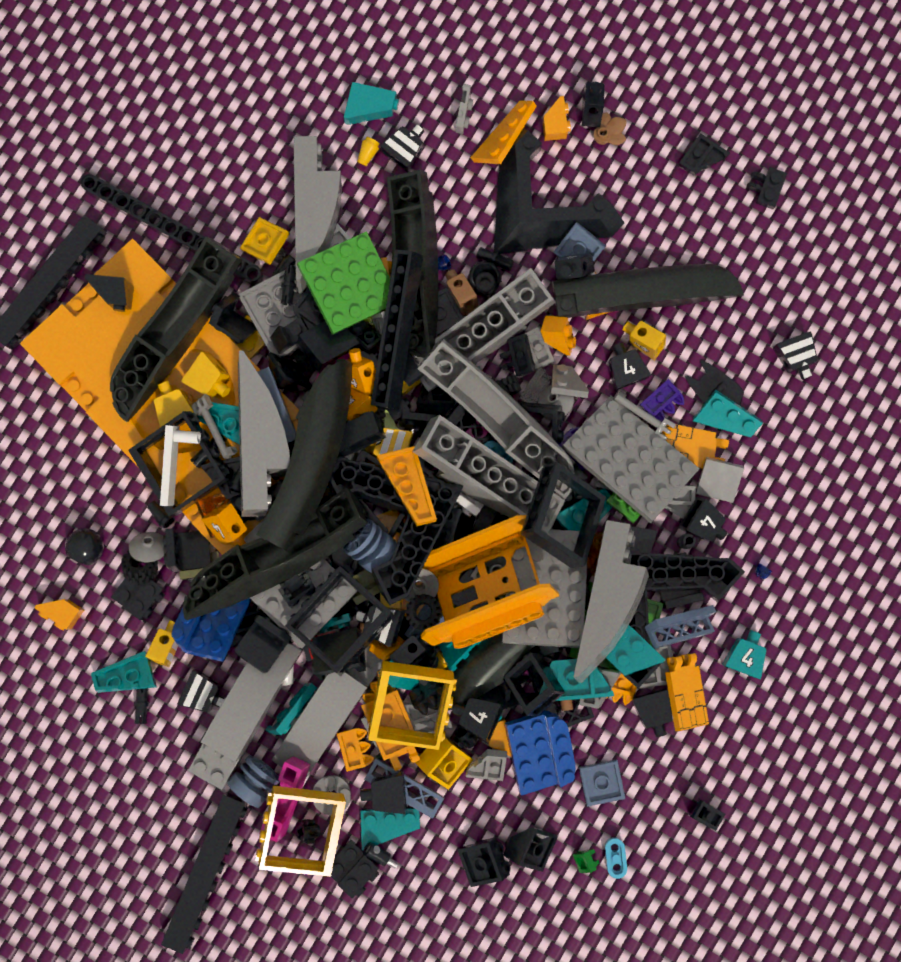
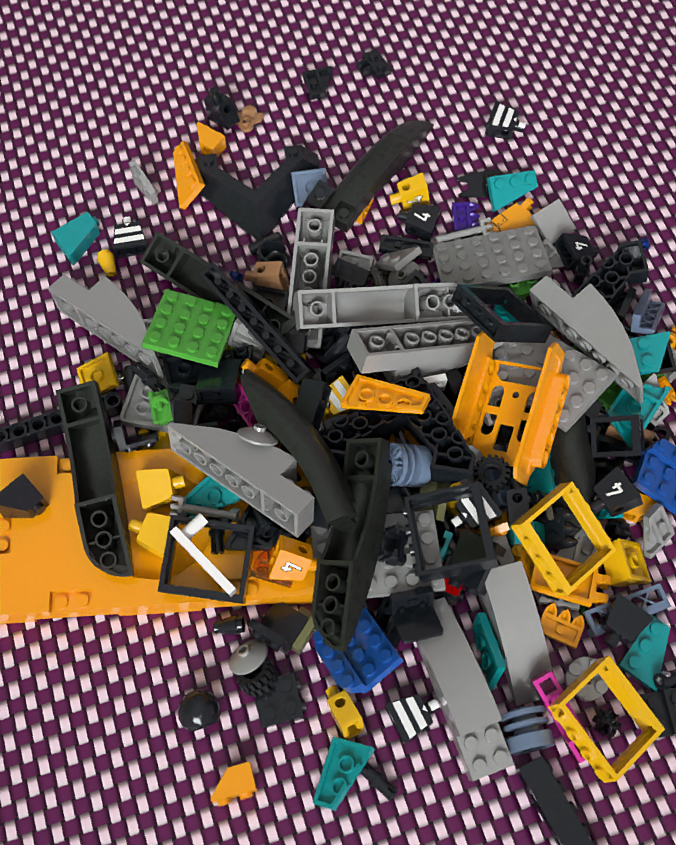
camera: 50 degrees left, 20 degrees down
(270, 318) = (160, 407): none -> bright green hips
(284, 423) = (257, 435): none -> light grey dish
(558, 334) = (357, 239): light orange slope -> none
(590, 376) = (393, 243): none -> black plate

